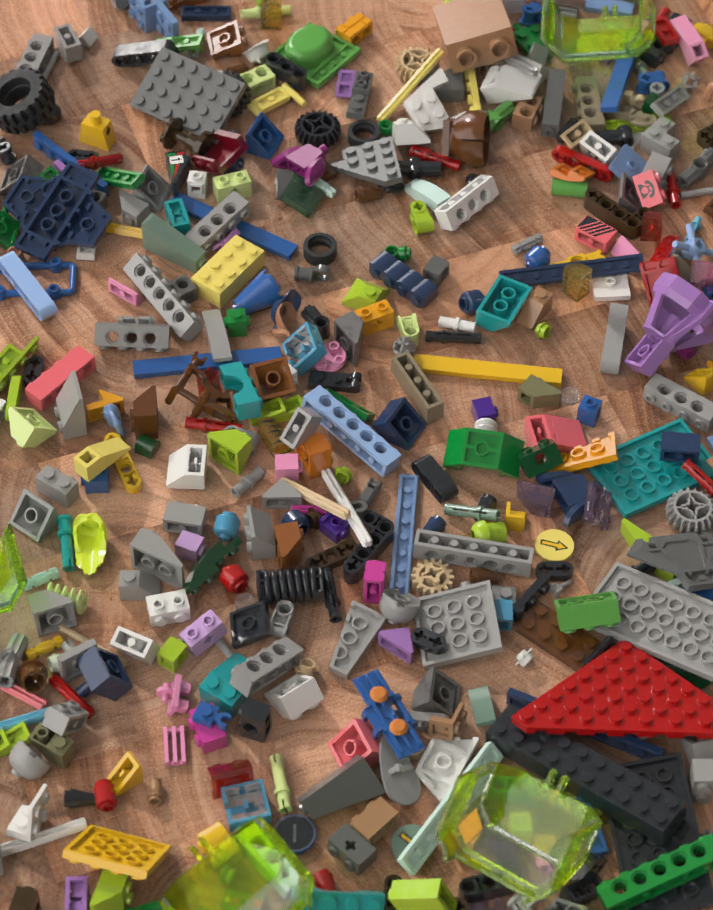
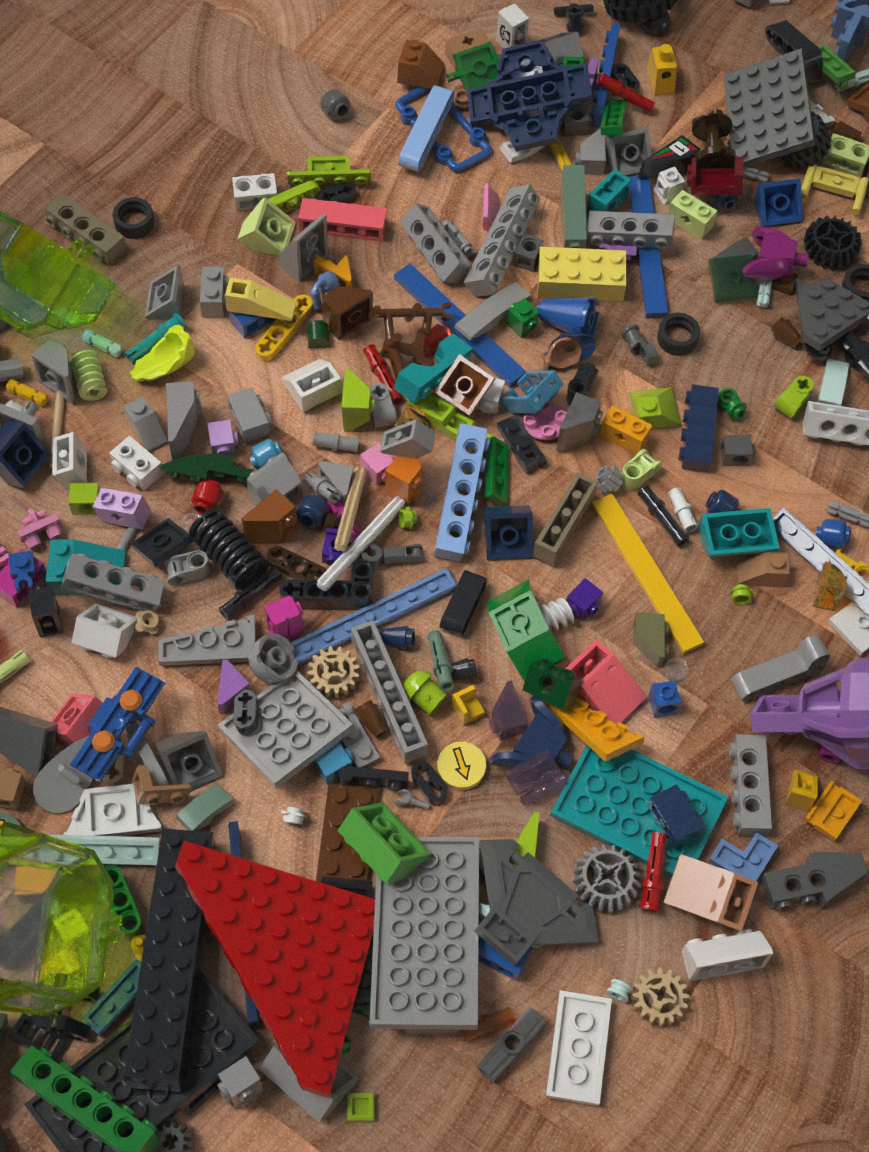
camera: 55 degrees right, 10 degrees up
(282, 506) = (322, 487): none -> light grey pin

